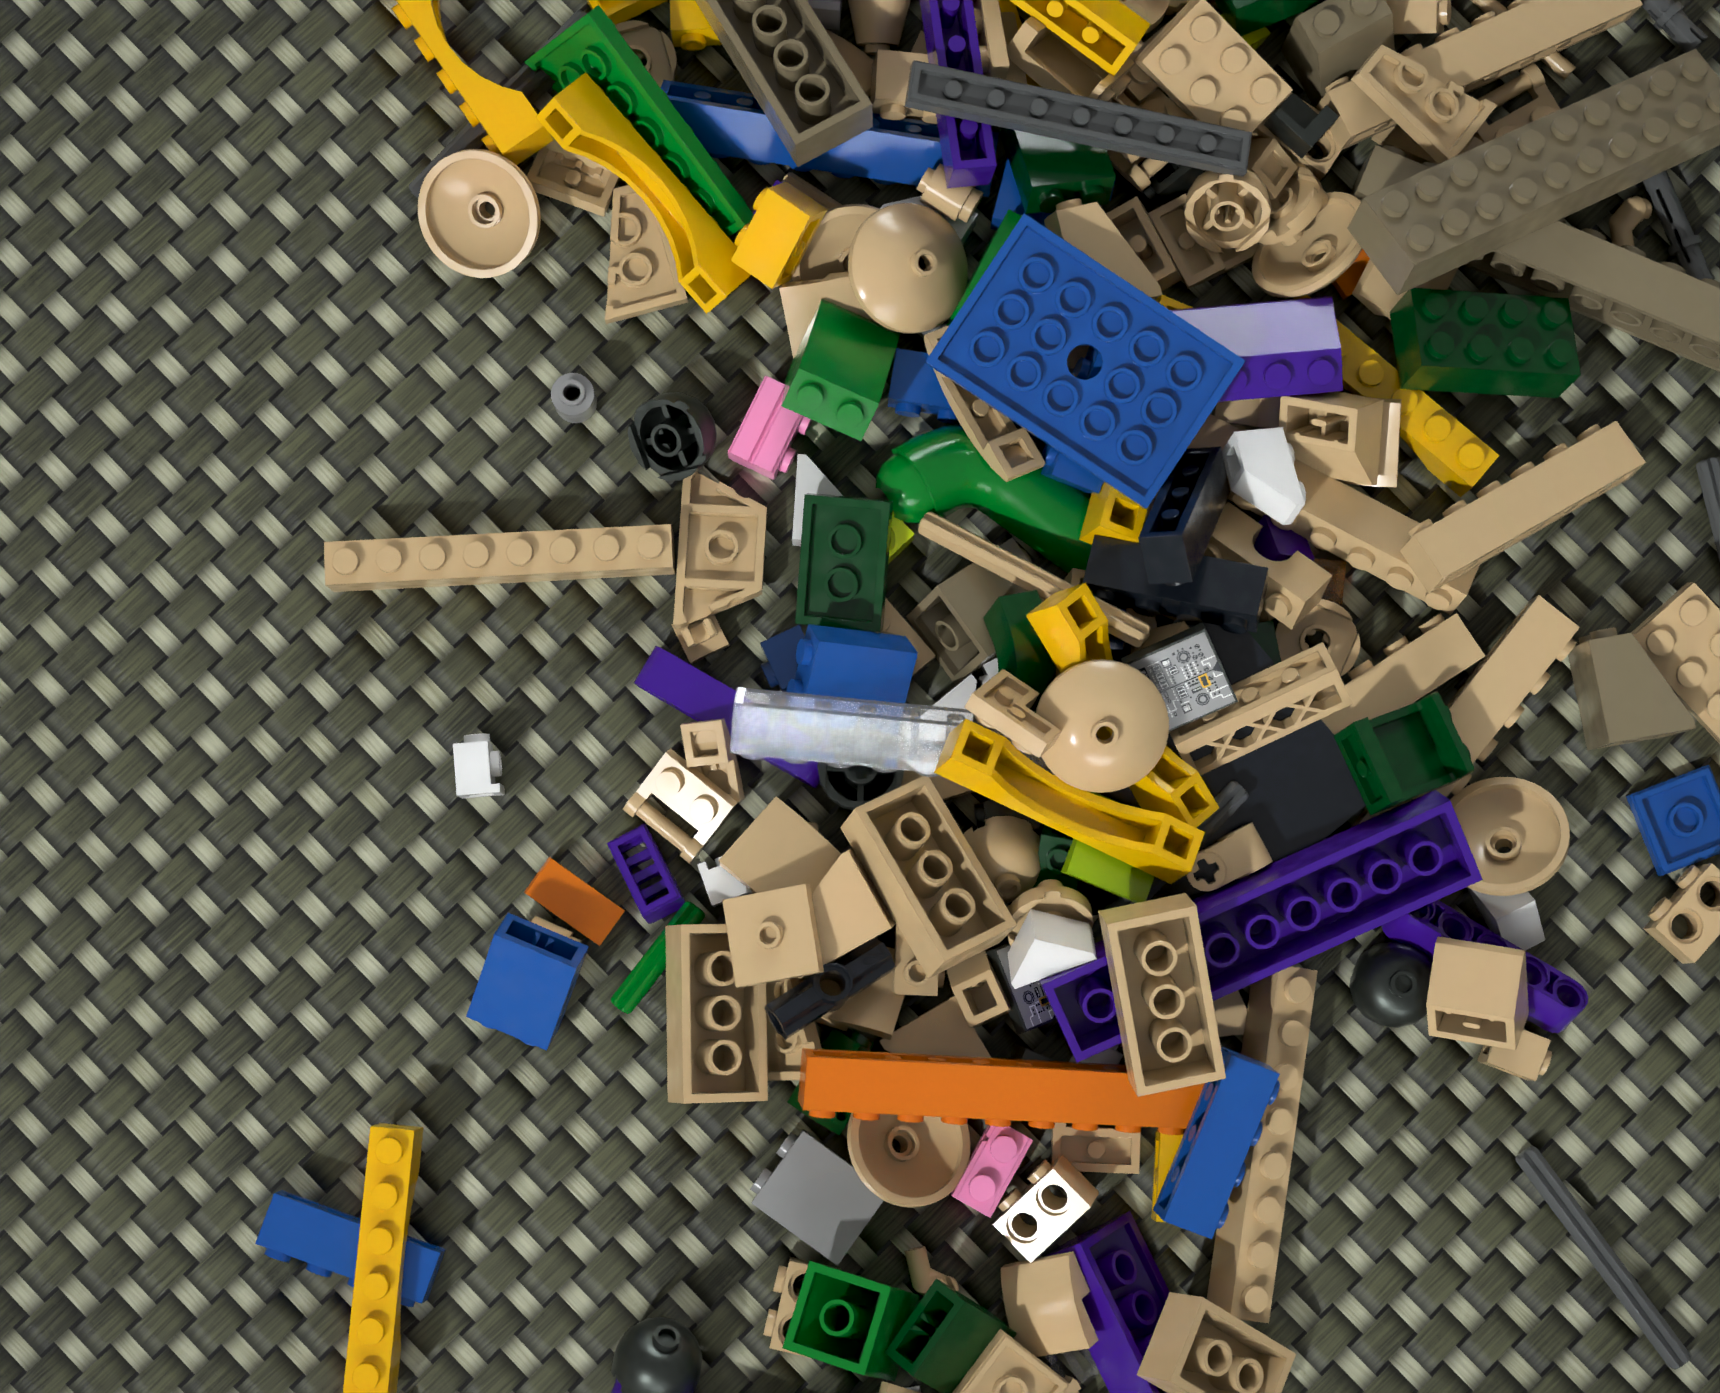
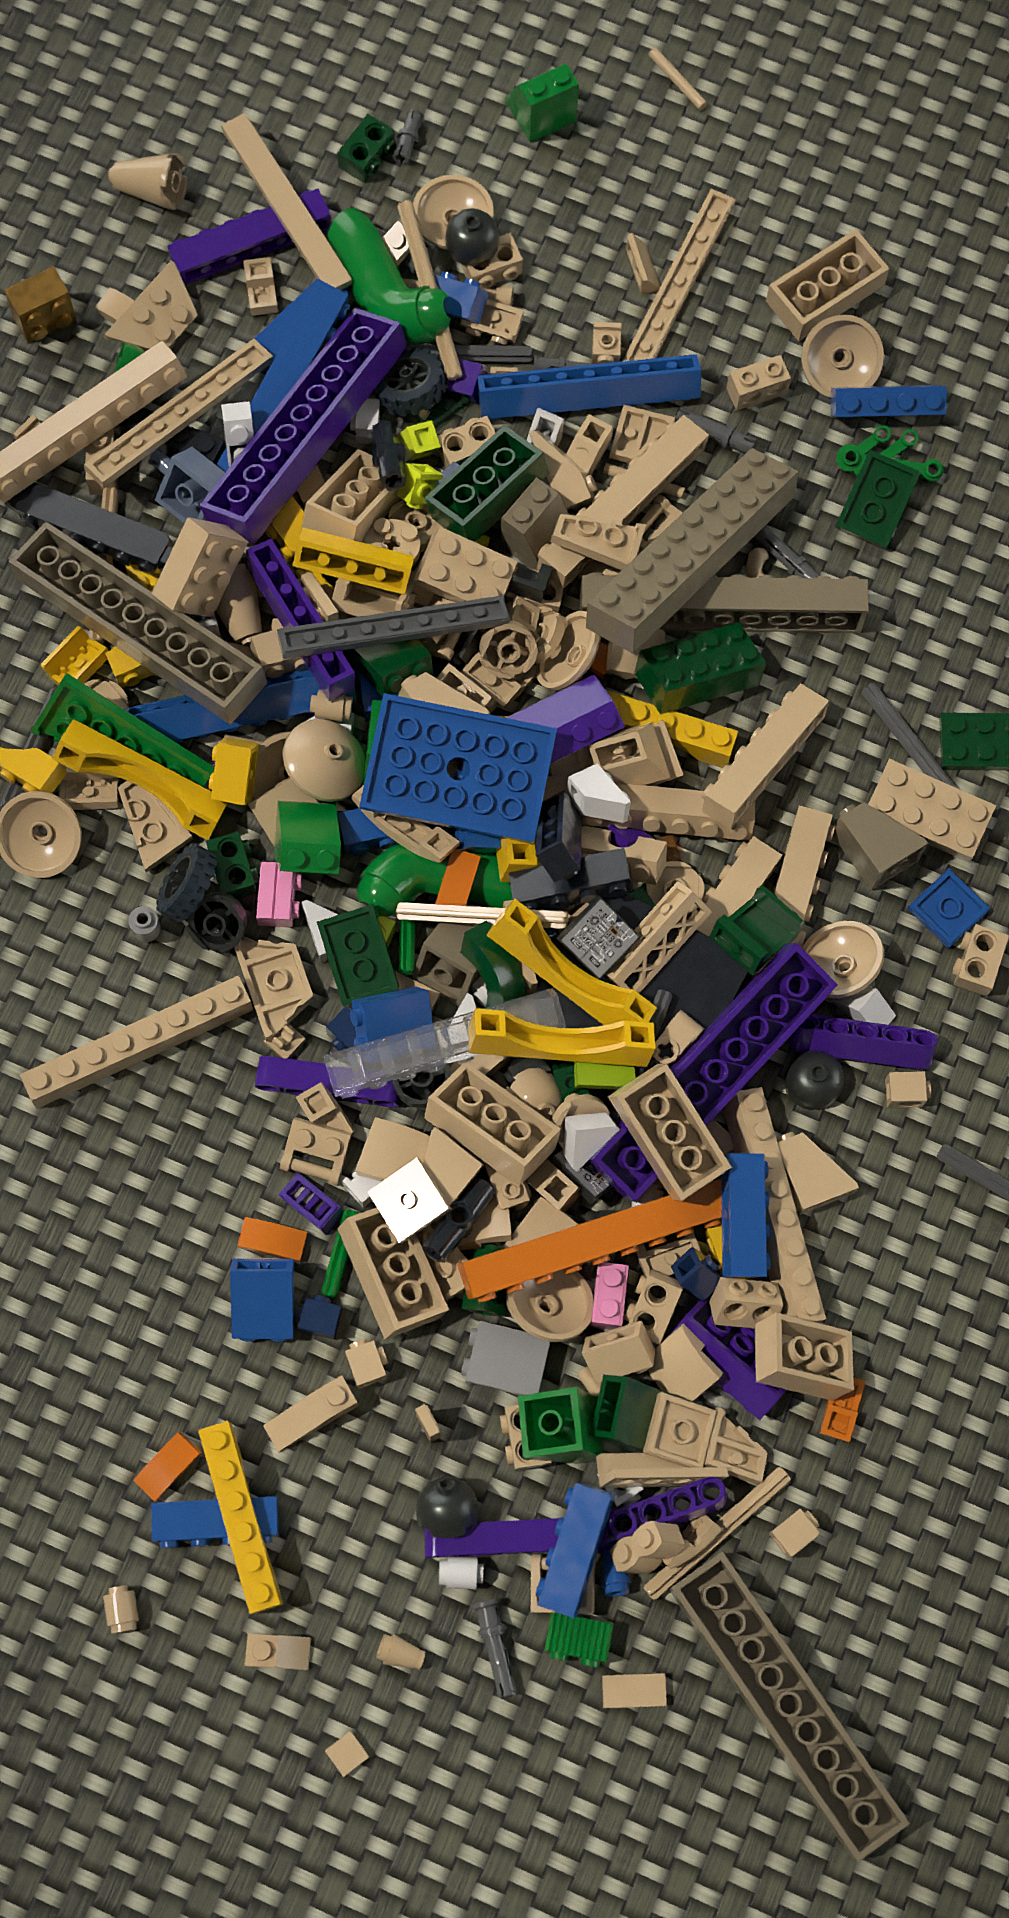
camera: 20 degrees left, 10 degrees down
(182, 1312) = (121, 1609): none -> tan brick
(316, 1148) = (167, 1466): none -> orange slope
(477, 767) = (175, 1179): white brick -> none
(532, 1158) = (311, 1414): none -> tan slope
(593, 1033) = (318, 1317): none -> dark blue brick
(632, 1121) = (366, 1362): none -> tan brick
(651, 365) = (186, 882): none -> black wheel
(678, 1240) = (428, 1423): none -> tan tile
(716, 363) = (237, 865): none -> dark green brick
(916, 574) = (407, 947): none -> green axle
(971, 1250) = (619, 1351): none -> tan brick
(1005, 706) = (500, 992): tan plate -> none
(1022, 512) = (458, 878): none -> orange slope
(1099, 696) = (540, 983): tan dish -> none
(1122, 1188) = (697, 1273): none -> dark blue brick
(1169, 1256) = (744, 1302): none -> tan brick
(1334, 1113) = (812, 1174): none -> tan slope
(1477, 993) = (866, 1058): tan slope -> none

